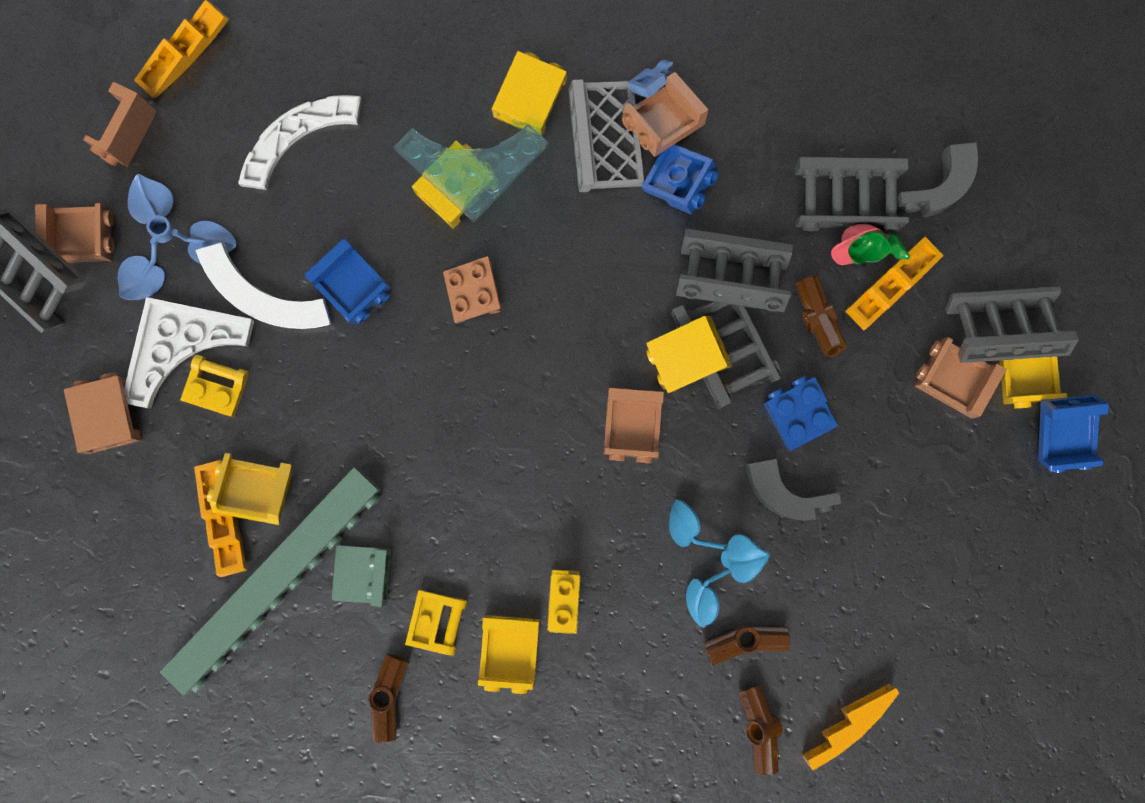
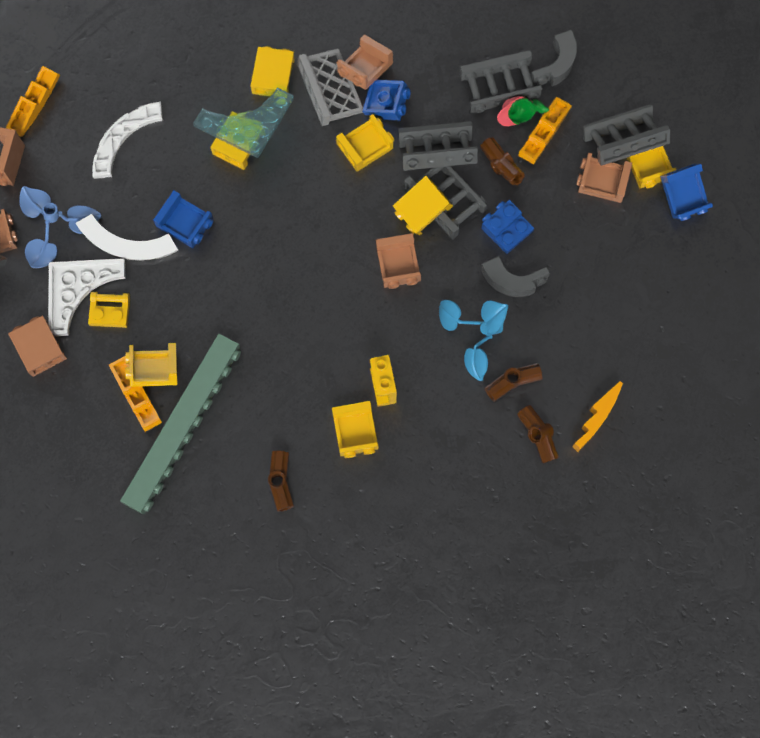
camera: 15 degrees left, 10 degrees down
(361, 575) = (241, 405): sand green bracket -> none
(427, 618) = (294, 423): yellow plate -> none
(472, 290) = (267, 203): nougat hinge -> none
(634, 235) = (365, 143): none -> yellow panel
(651, 80) = (349, 45): medium blue plate -> none

